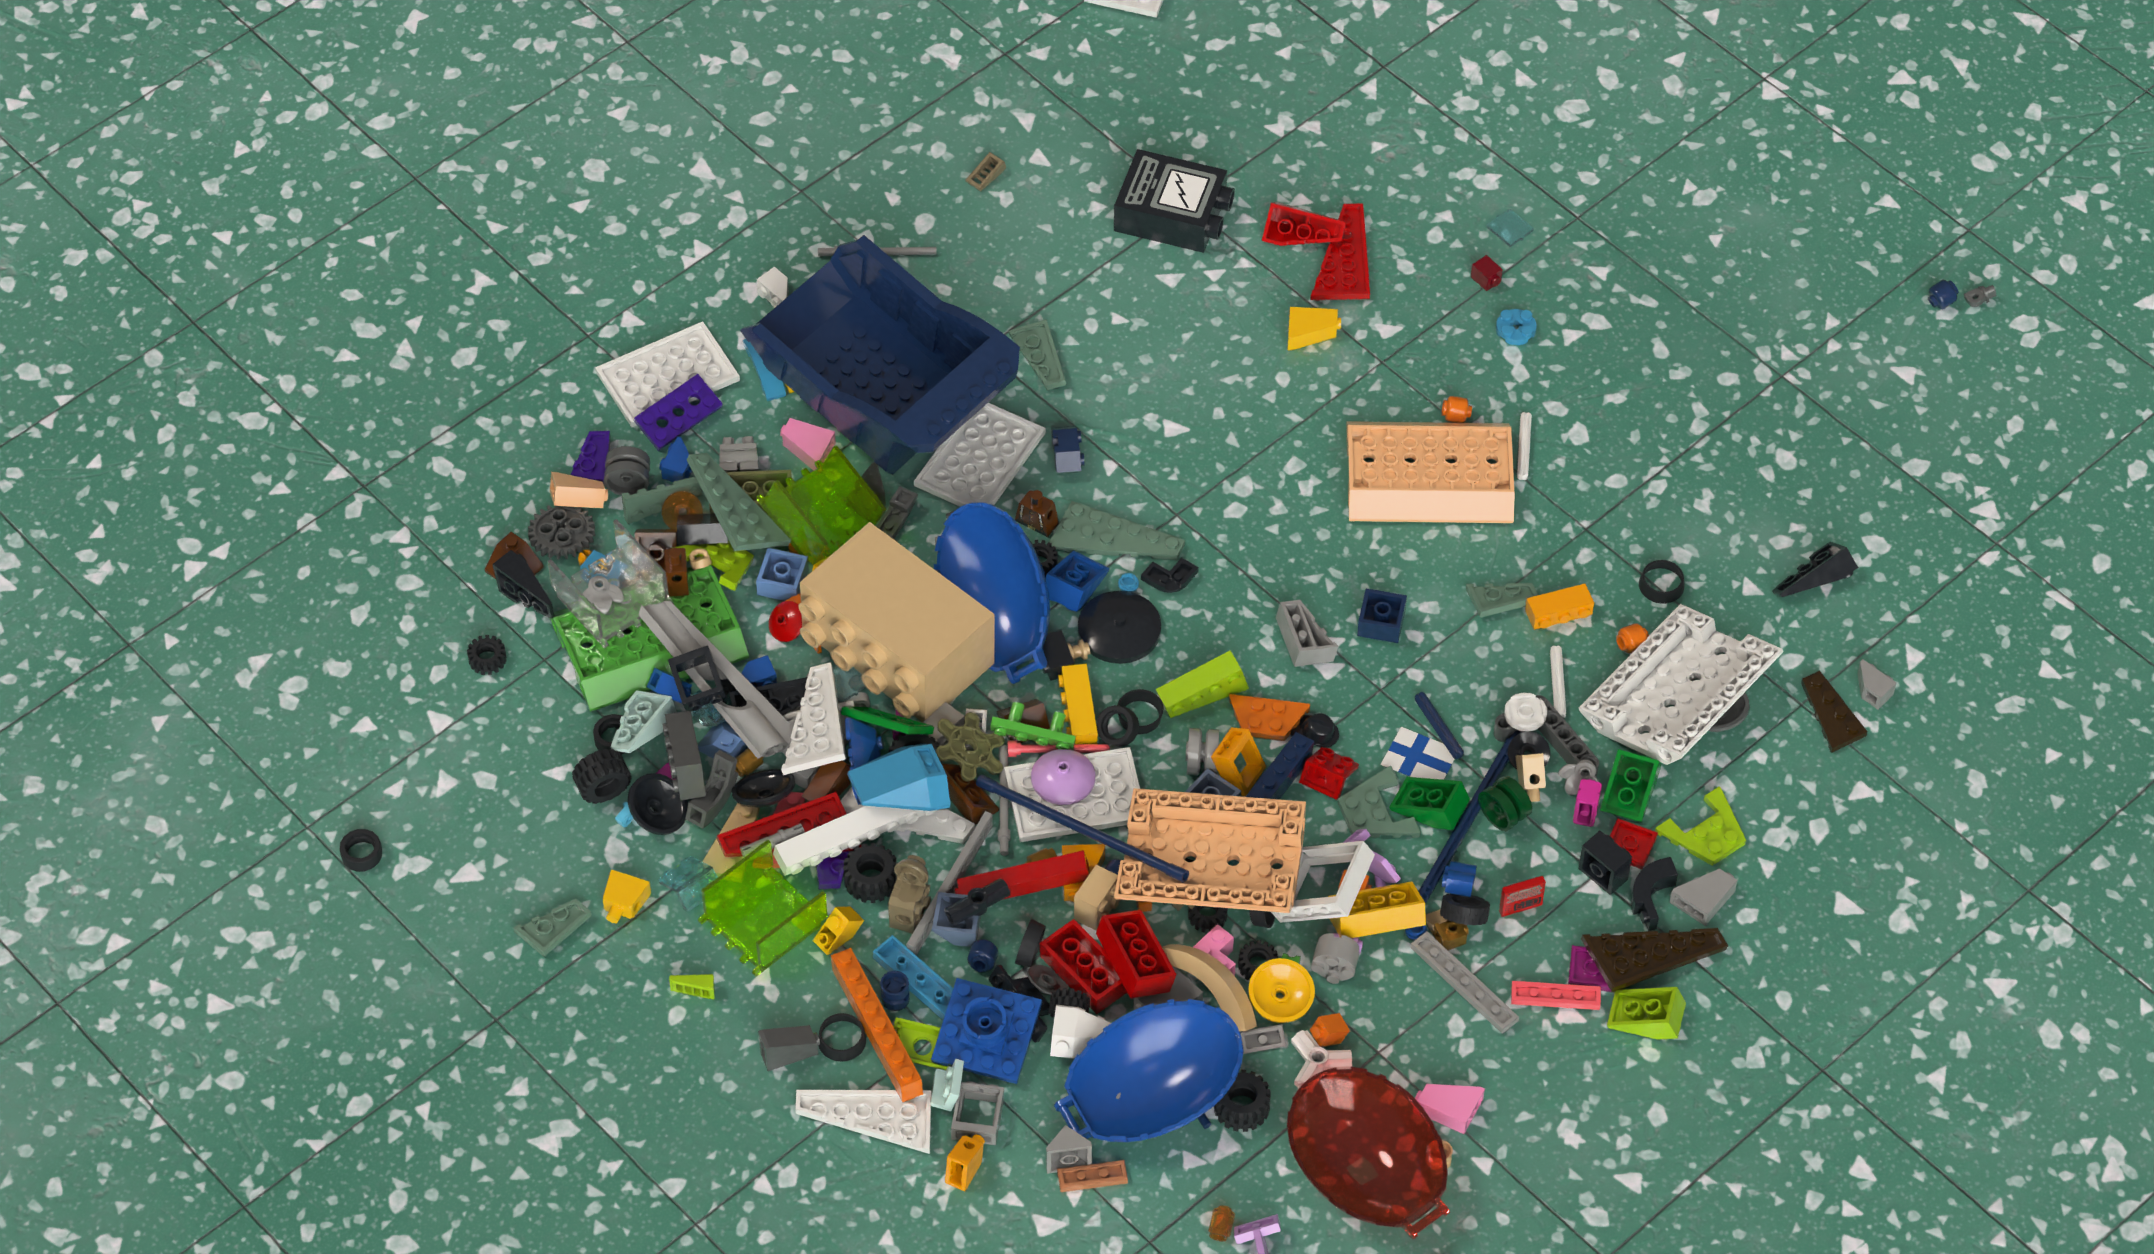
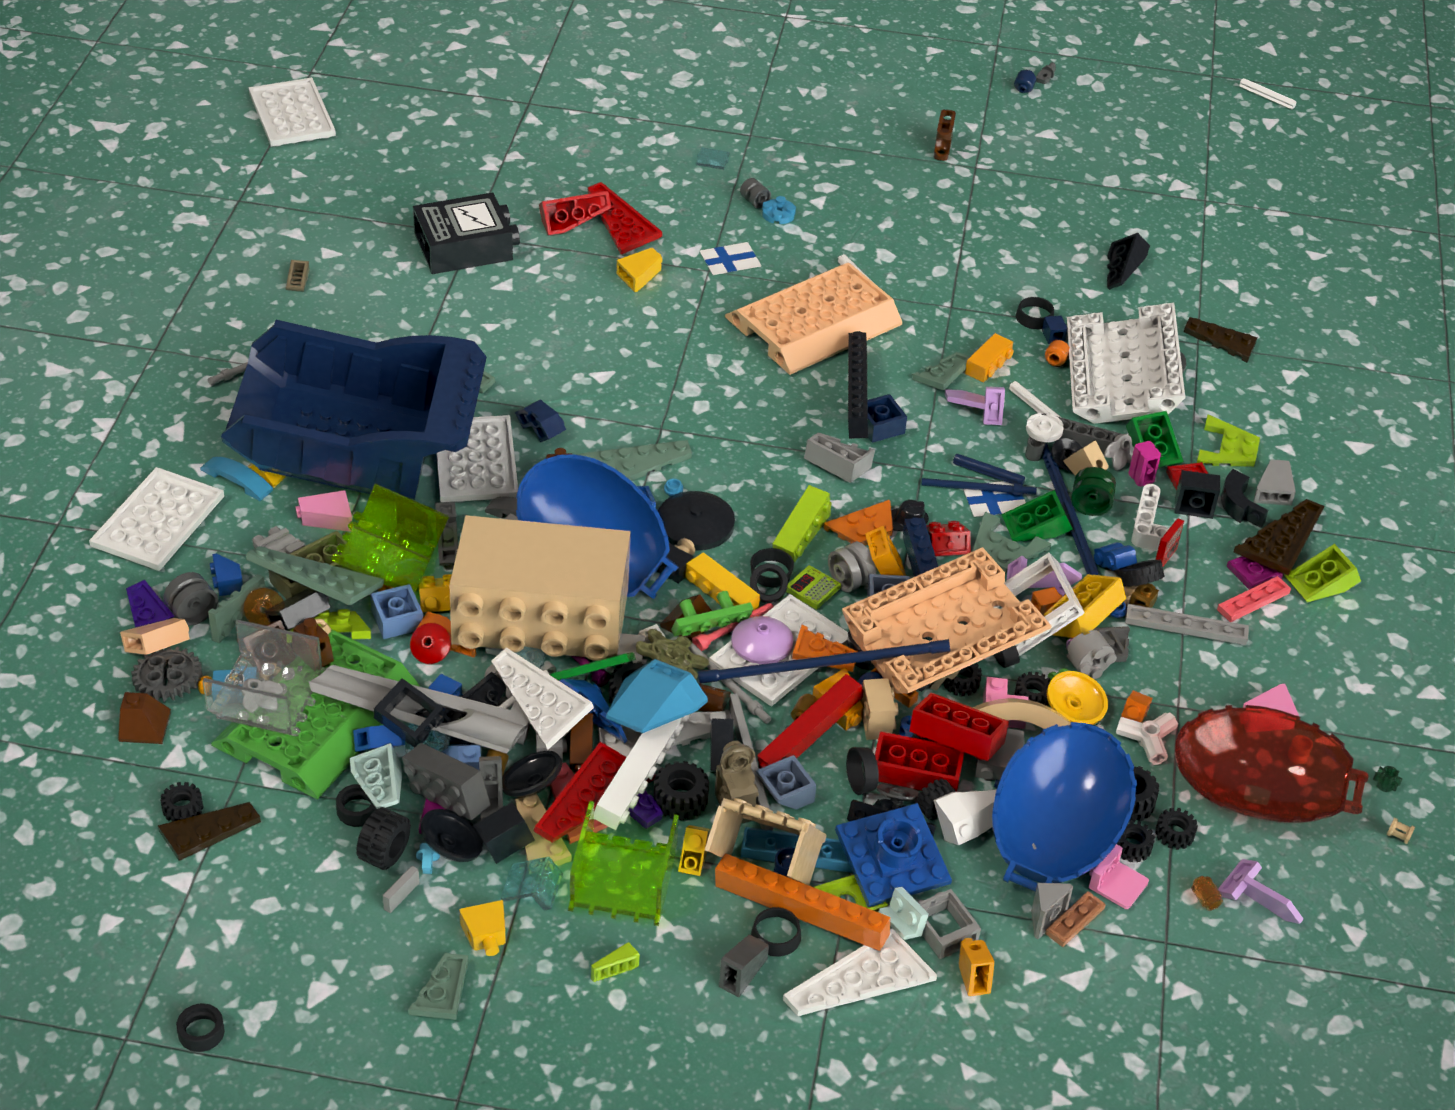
camera: 40 degrees left, 10 degrees down
(487, 688) = (204, 830): none -> dark brown wing
(520, 584) = (169, 726): black wedge -> none
(587, 826) = (400, 889): none -> light grey tile
(678, 425) = (188, 528): dark purple plate -> none
(697, 825) = (504, 832): none -> black slope
(773, 286) = (198, 419): white slope -> none
(781, 836) = (594, 795): light grey pin -> none
(904, 971) = (728, 822): none -> tan windscreen
(940, 849) = (720, 734): none -> black slope
(968, 907) = (799, 757): black piece -> none
(982, 955) = (829, 802): dark blue head -> none
(1098, 811) = (815, 645): none -> orange wing
(1156, 1164) = (1117, 880): none -> bright pink bracket
(1161, 751) = (813, 587): none -> lime tile
(1171, 580) = (701, 472): black plate -> none
(1205, 1131) = (1140, 833): none -> black tyre
(1254, 1143) = (1179, 819): none -> black tyre
(1378, 959) = (1118, 640): none -> dark grey wing
(1380, 569) = (857, 385): none -> black brick
(1417, 358) = (730, 258): none -> white sticker
(1443, 758) = (1016, 489): none -> dark blue bar
(1456, 409) = (794, 273): orange head -> none
(1486, 273) = (728, 187): dark red brick -> none
(1490, 1234) = (1387, 778): none -> clear green gear
(1499, 651) = (991, 403): none -> lavender piece
(1506, 293) = (755, 192): none -> dark grey wheel
(1558, 841) = (1146, 533): none -> white beam
(1658, 609) = (1054, 328): none -> dark blue brick
(1772, 321) = (944, 134): none -> reddish brown piece
(1874, 685) = (1230, 308): light grey slope -> none

